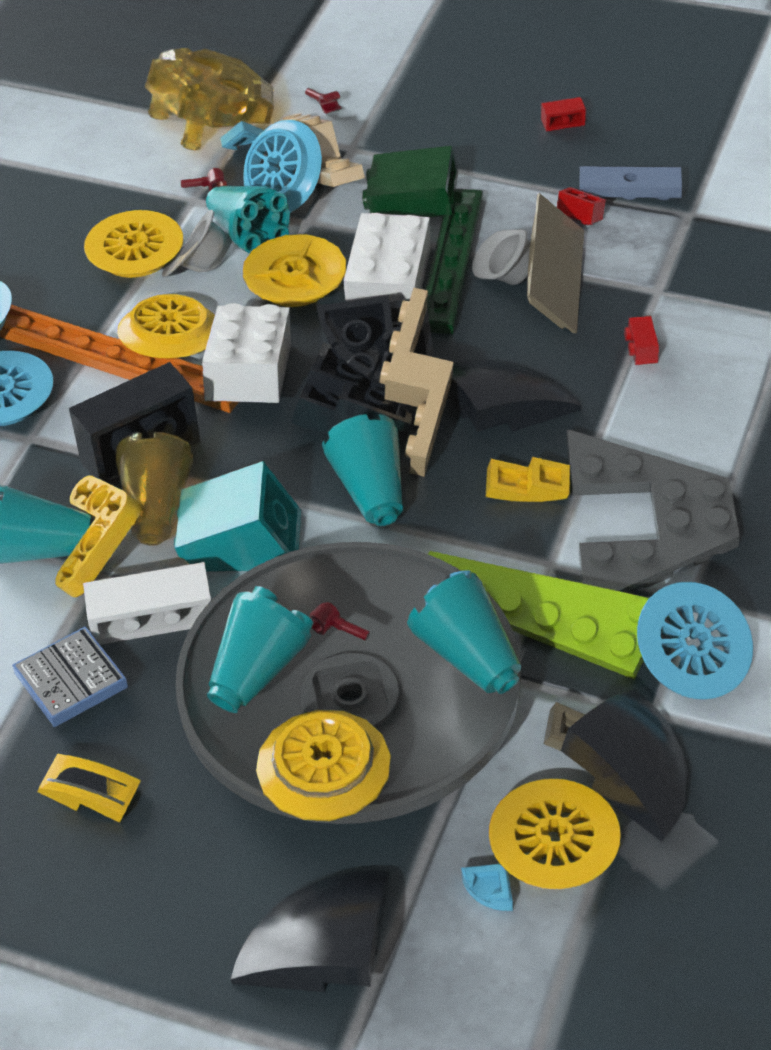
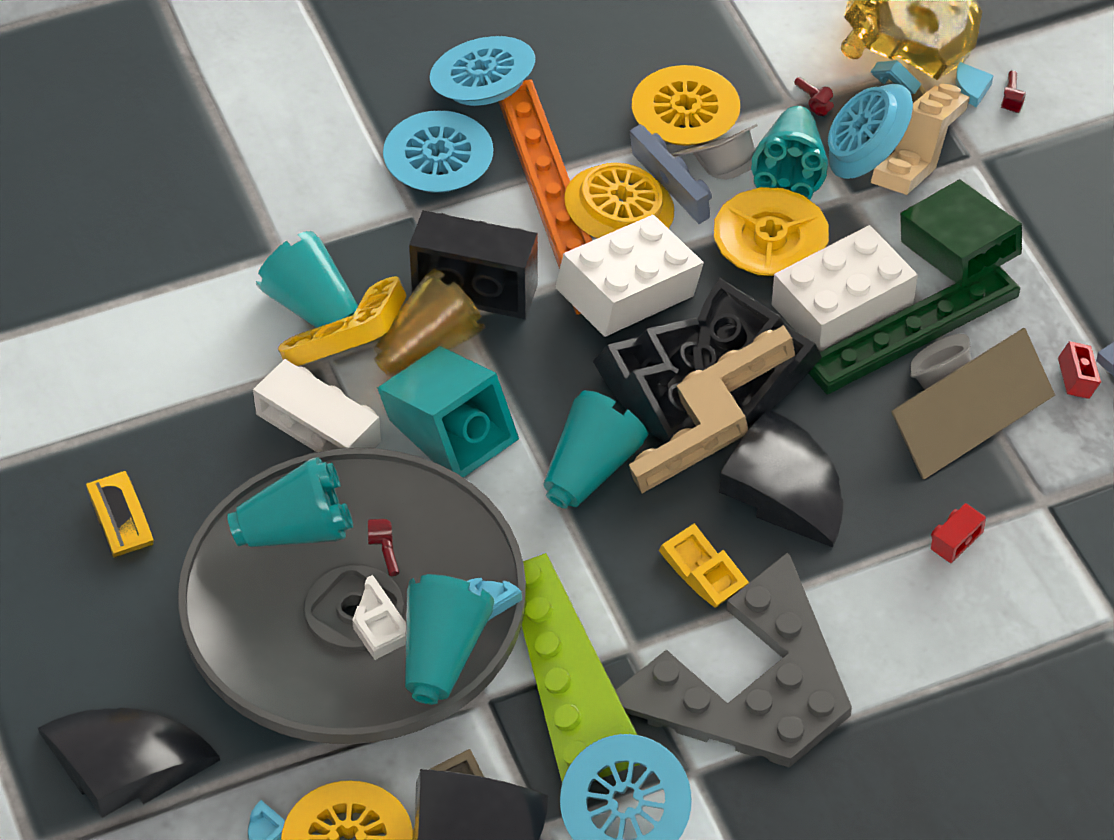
camera: 45 degrees right, 5 degrees up
(70, 676) = (204, 422): tile -> none
(202, 285) = (671, 173): none -> sand blue tile
(290, 107) = (973, 82): none -> medium azure tile
(327, 786) = (248, 662): yellow piece -> none
(401, 671) = (378, 621): none -> white tile

